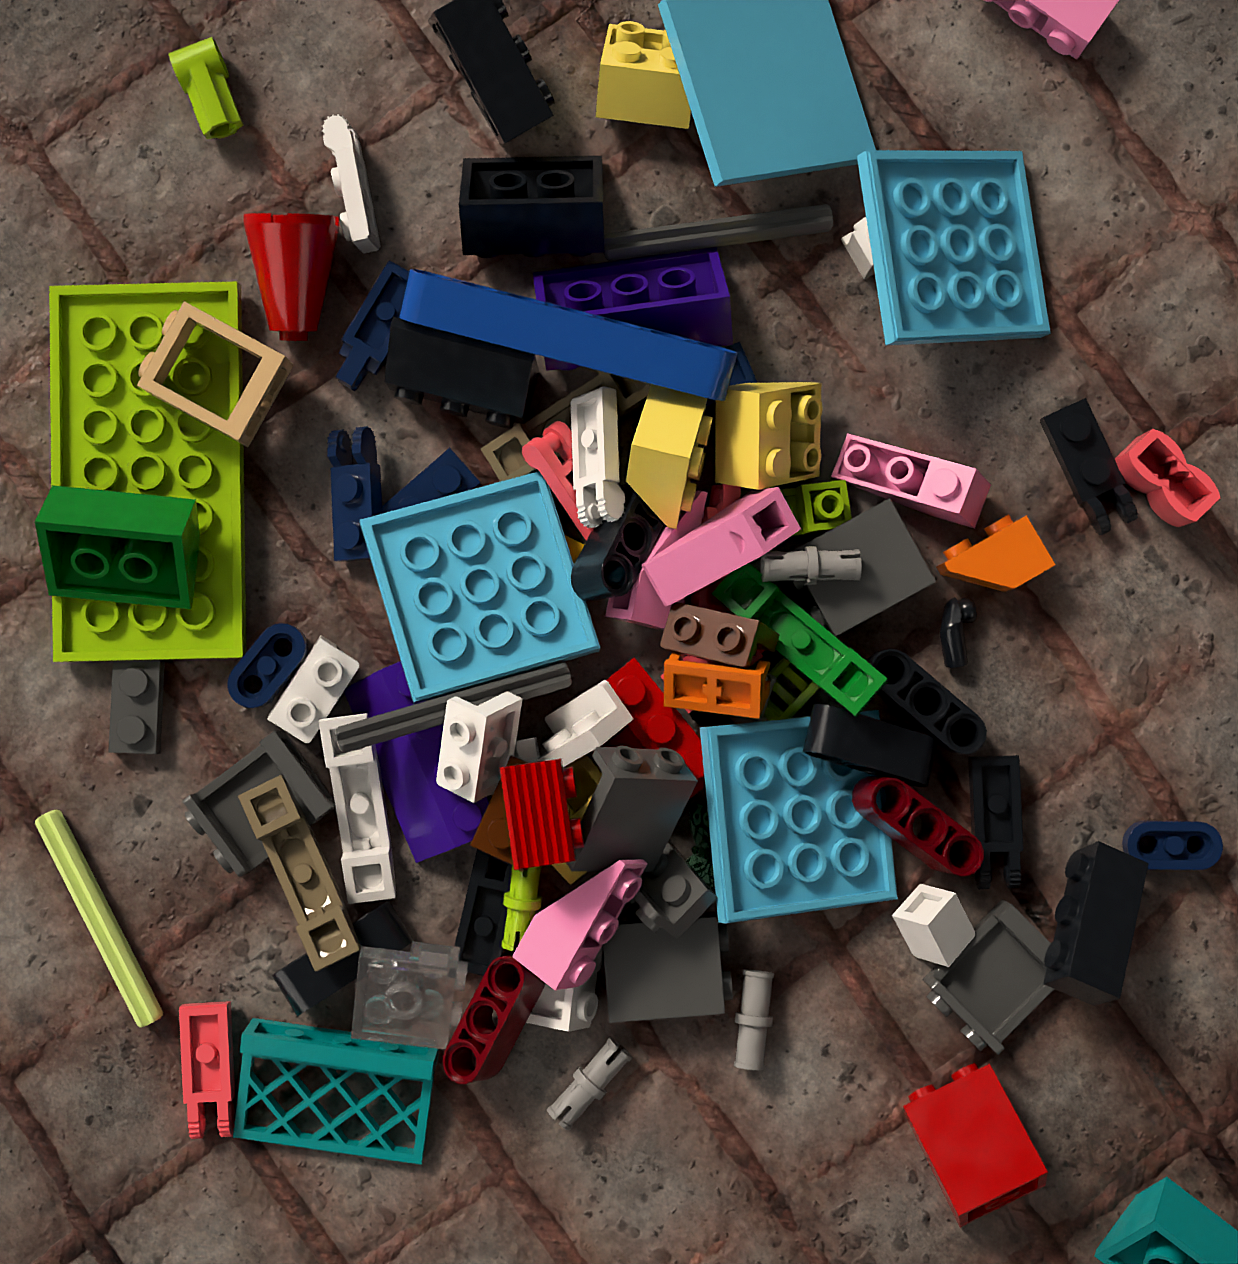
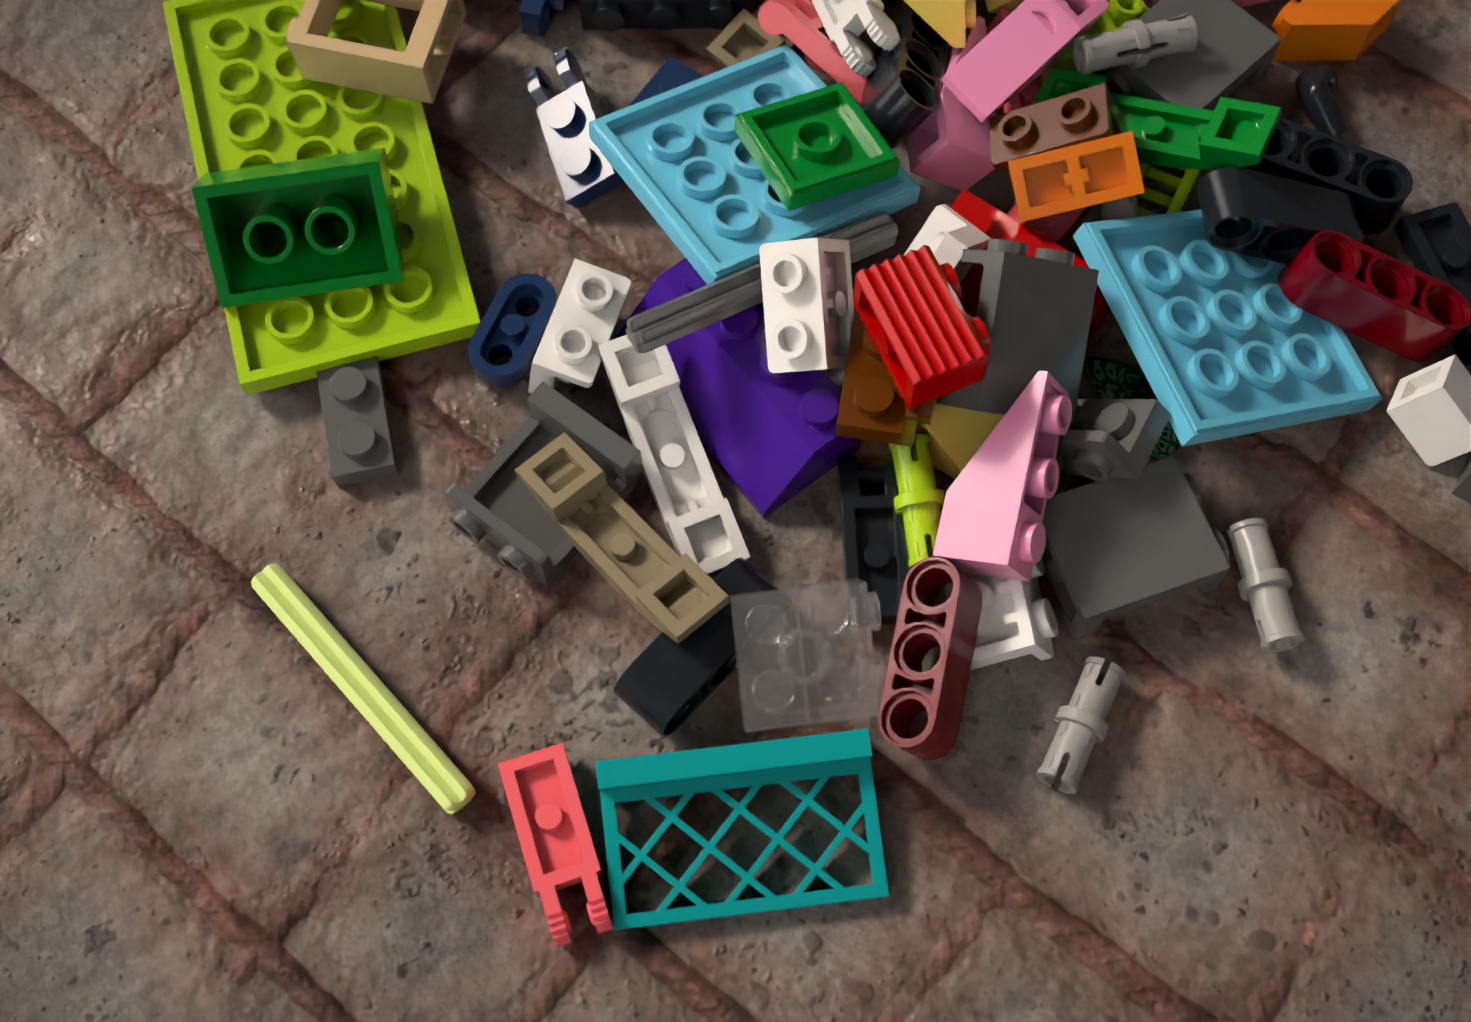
camera: 15 degrees left, 20 degrees down
(525, 600) = (816, 146): none -> green plate

